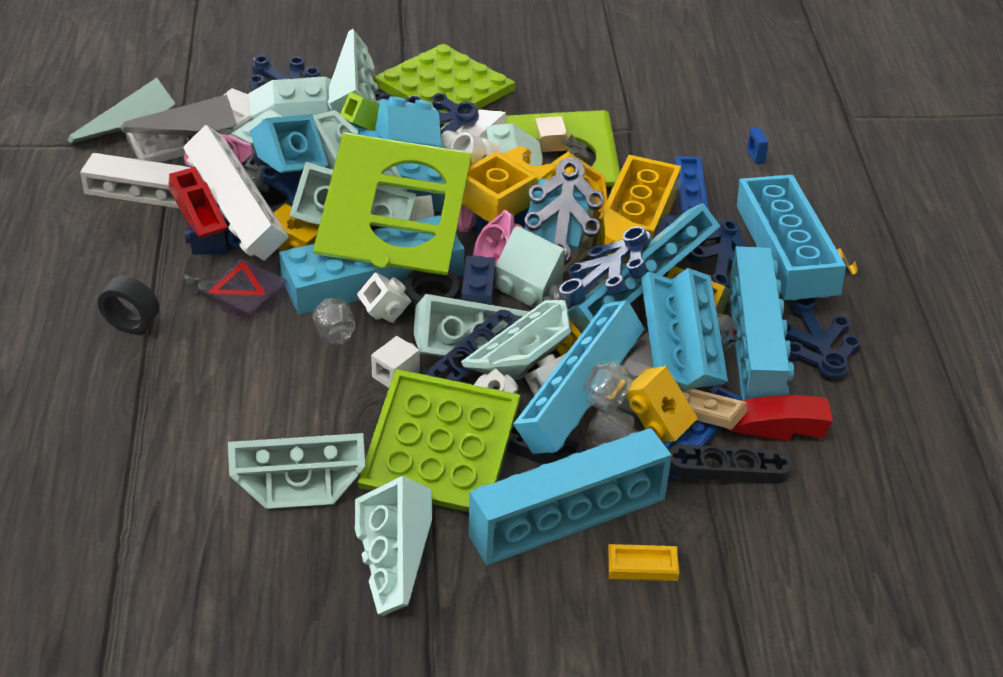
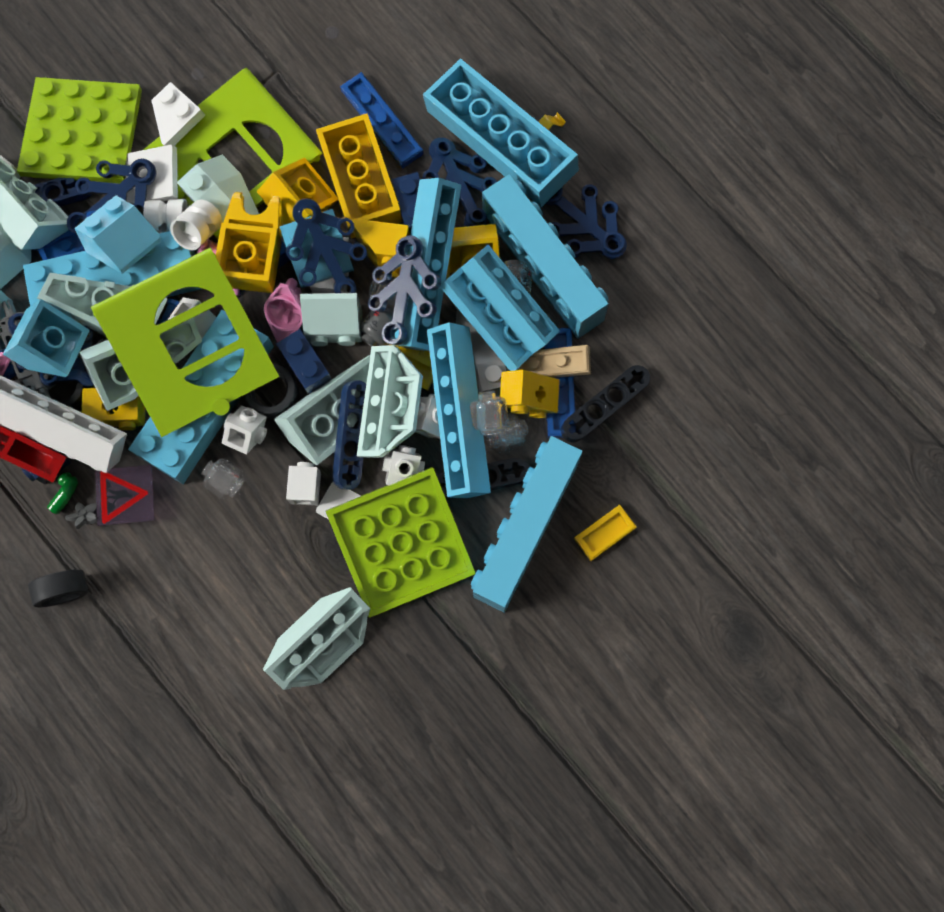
camera: 30 degrees left, 35 degrees up
(205, 261) = (69, 484): none -> green arm
(360, 111) = (59, 240): lime brick -> none
(394, 531) = (431, 641): light aqua wedge -> none
(526, 106) = (174, 114): none -> white wing
(551, 133) = (222, 133): tan slope -> none
(577, 148) = (259, 141): dark grey plant -> none
(757, 145) = (397, 25): blue tile -> none
(785, 414) = (616, 328): red slope -> none

